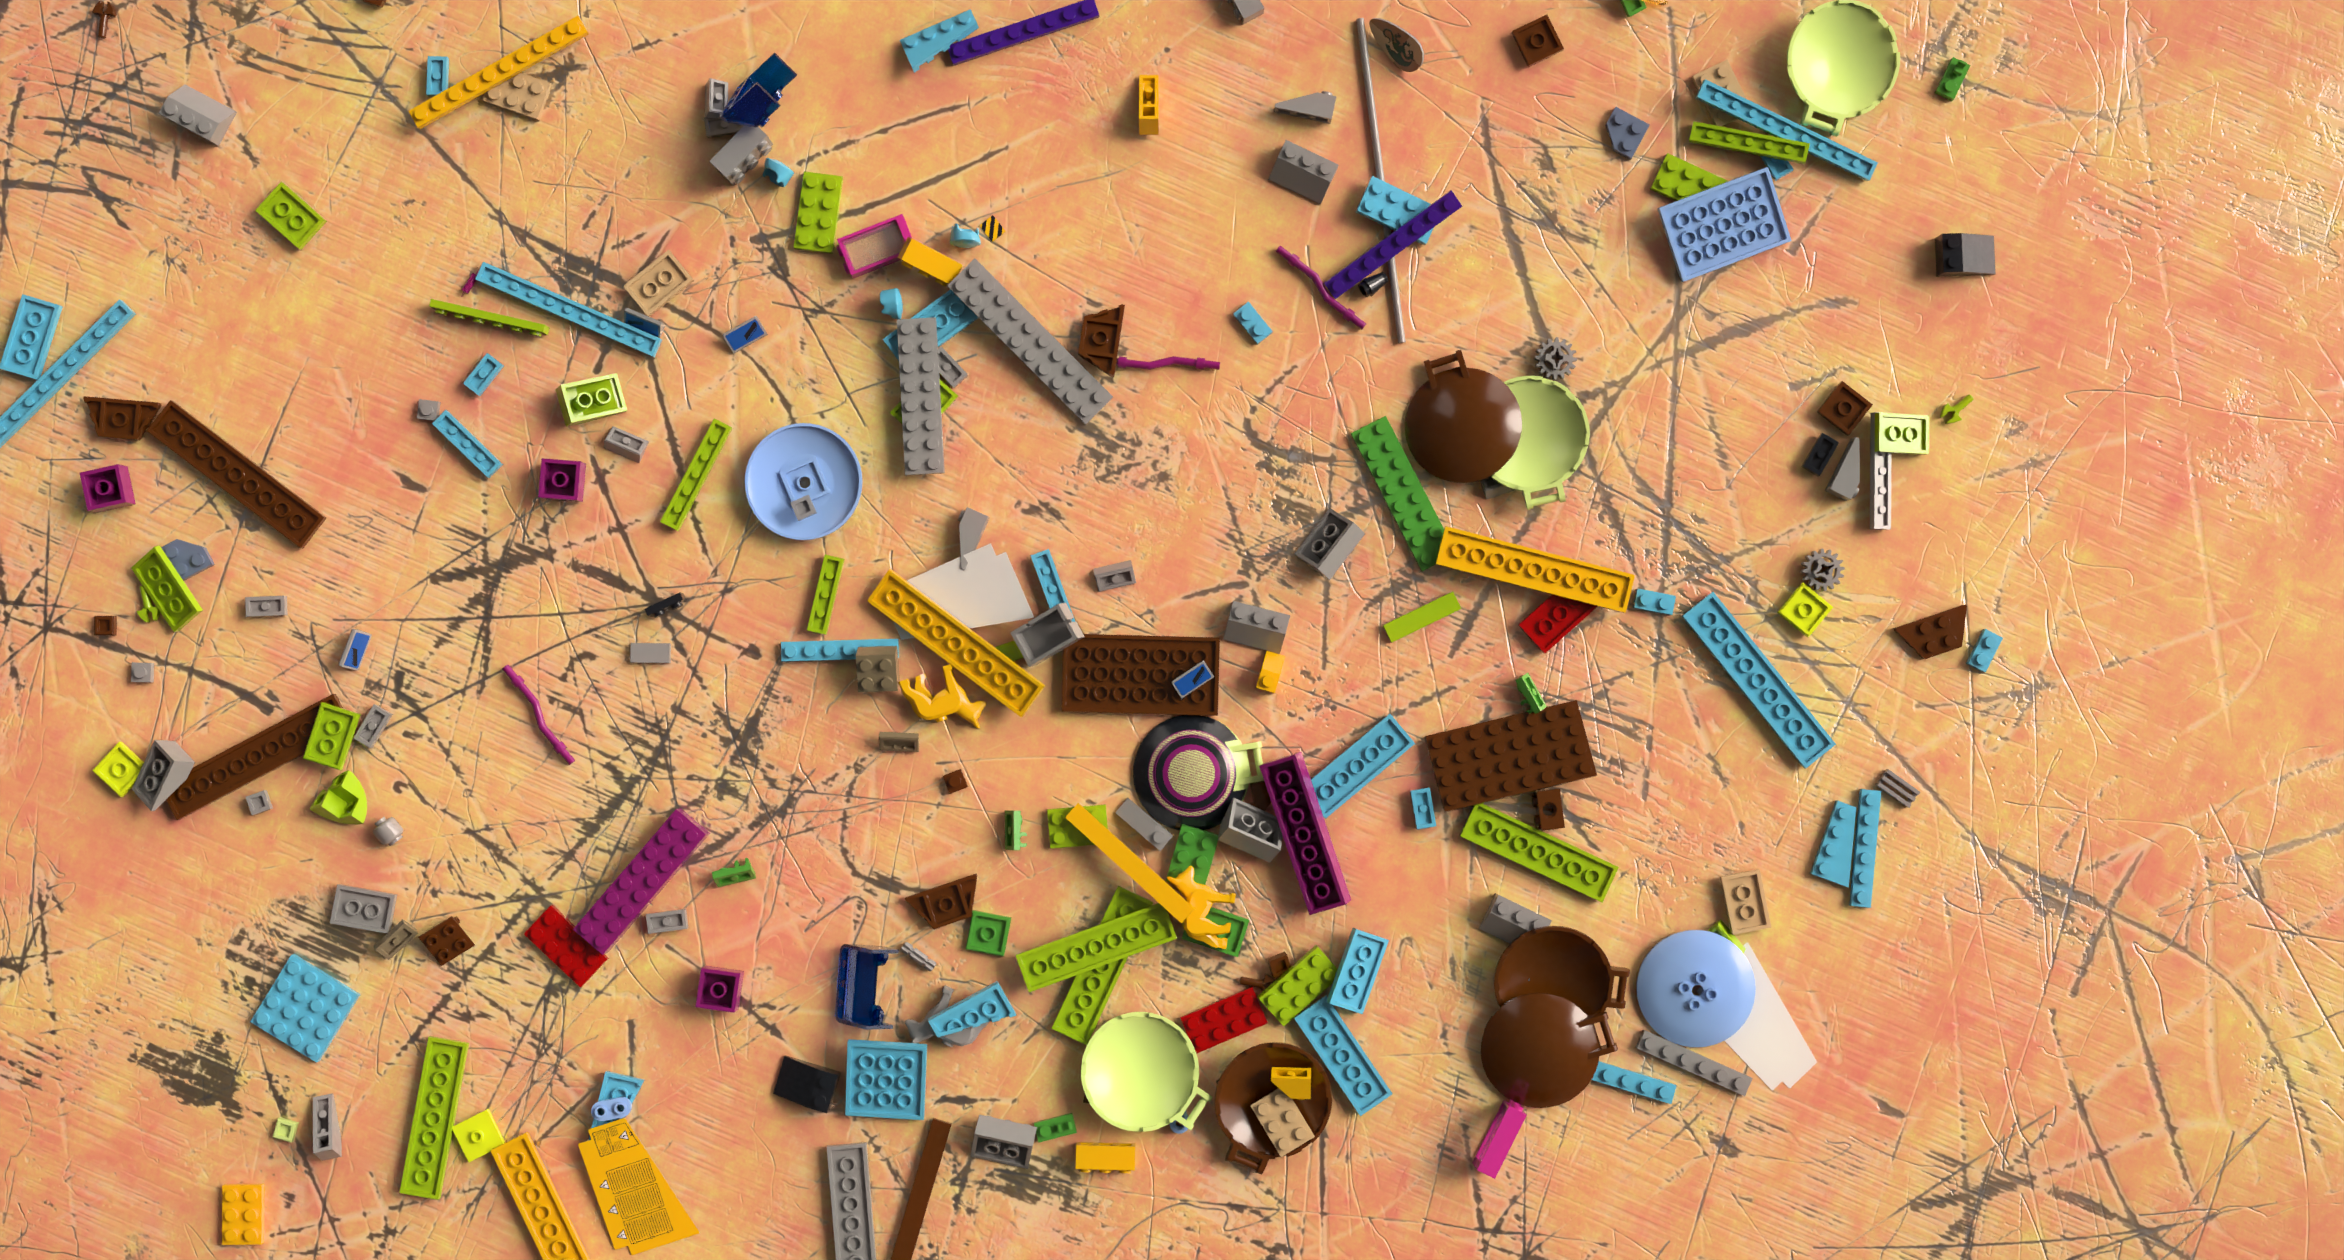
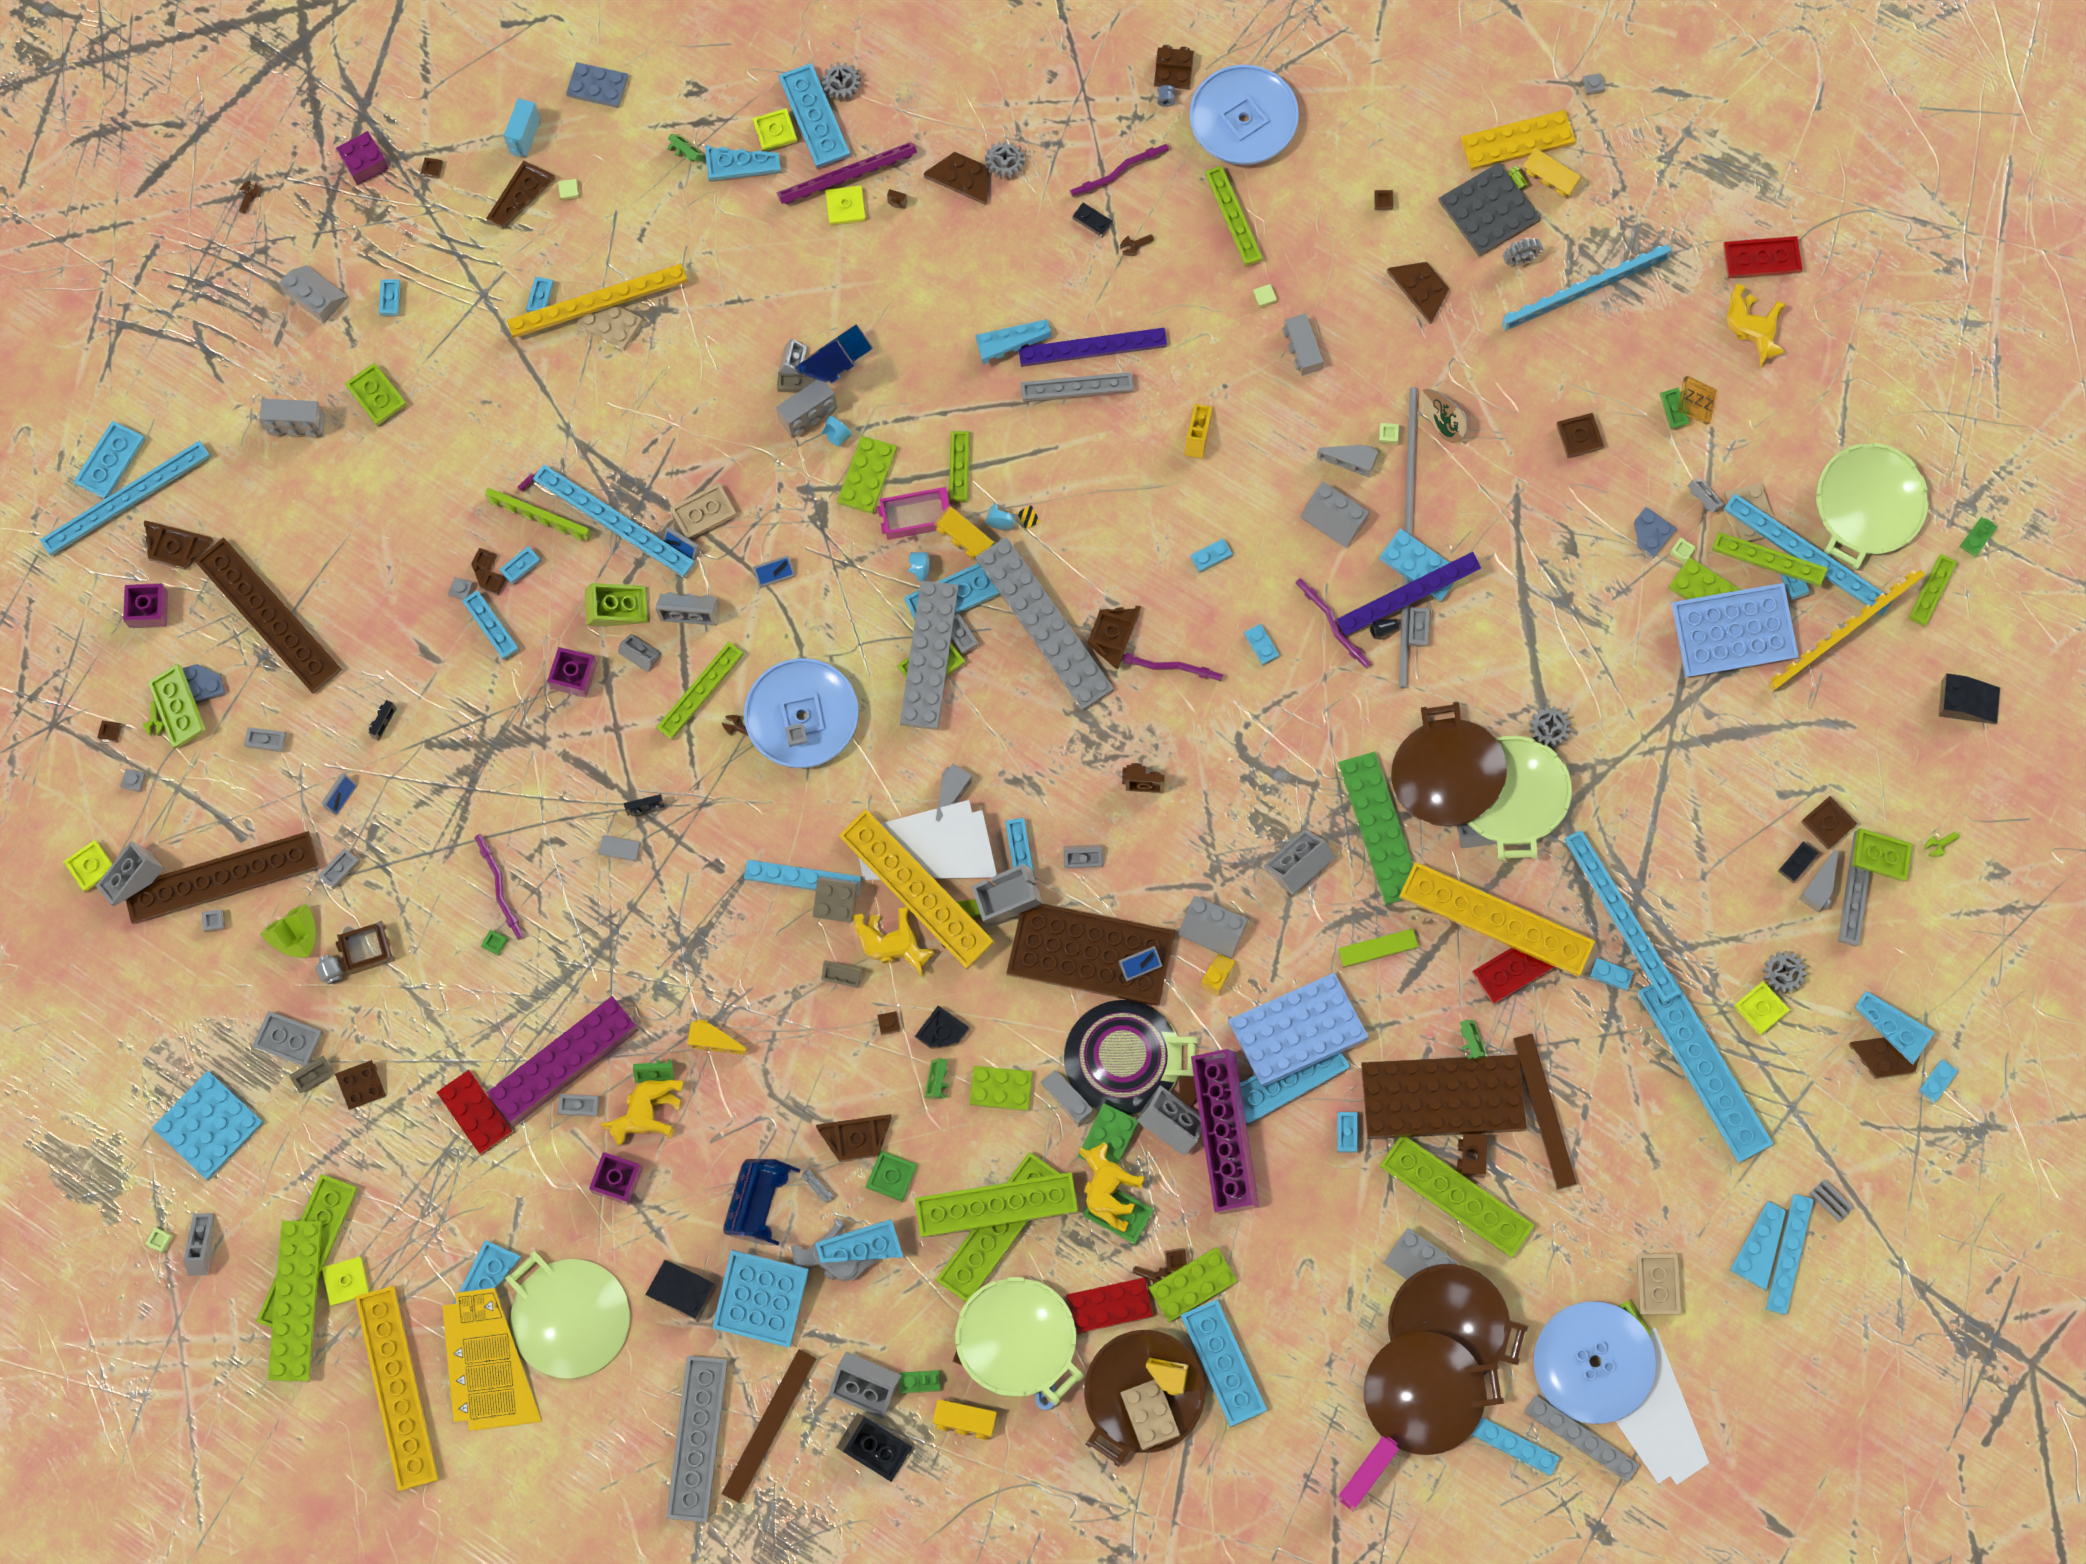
camera: 20 degrees right, 15 degrees down
(209, 258) = (292, 417): none -> light grey piece
(242, 1214) = (97, 1315): yellow plate -> none
(280, 106) = (389, 297): none -> medium azure plate
(331, 736) = (298, 869): lime tile -> none
(378, 571) = (384, 716): none -> black plate
(417, 803) = (364, 948): none -> reddish brown window
(433, 1167) = (295, 1301): none -> lime plate
(444, 381) = (482, 565): none -> reddish brown tile
(547, 772) = (494, 942): none -> bright green tile
(610, 1108) = (482, 1276): light blue plate -> none
(665, 390) = (687, 609): none -> light grey slope
(703, 1128) = (568, 1317): none -> yellowish green dish
(730, 916) = (641, 1111): none -> yellow animal
(742, 505) = (736, 727): none -> reddish brown bar
(783, 830) = (708, 1037): none -> yellow slope
(825, 594) = (799, 823): lime plate -> none
(911, 186) = (959, 467): none -> lime tile
(1009, 779) = (941, 1030): none -> black plate
(1015, 78) = (1077, 387): none -> light grey plate
(1023, 1199) = (874, 1447): none -> black slope
(1130, 863) = (1045, 1128): yellow tile -> none
(1153, 489) = (1137, 780): none -> reddish brown plate
(1185, 237) = (1211, 555): none -> medium azure plate
(1343, 73) = (1388, 433): none -> yellowish green plate
(1357, 971) = (1253, 1279): medium azure plate -> none
(1358, 715) = (1298, 1030): none -> light blue plate
(1407, 276) = (1418, 627): none -> light grey plate
(1610, 751) = (1544, 1111): none -> reddish brown tile
(1657, 543) = (1622, 917): none -> medium azure plate
(1659, 146) = (1682, 550): none -> yellowish green tile
(1674, 83) = (1706, 495): none -> light grey plate
(1841, 197) = (1838, 633): none -> yellow plate
(1914, 144) = (1932, 590): none -> lime tile
(1940, 607) = (1899, 1029): none -> medium azure wing

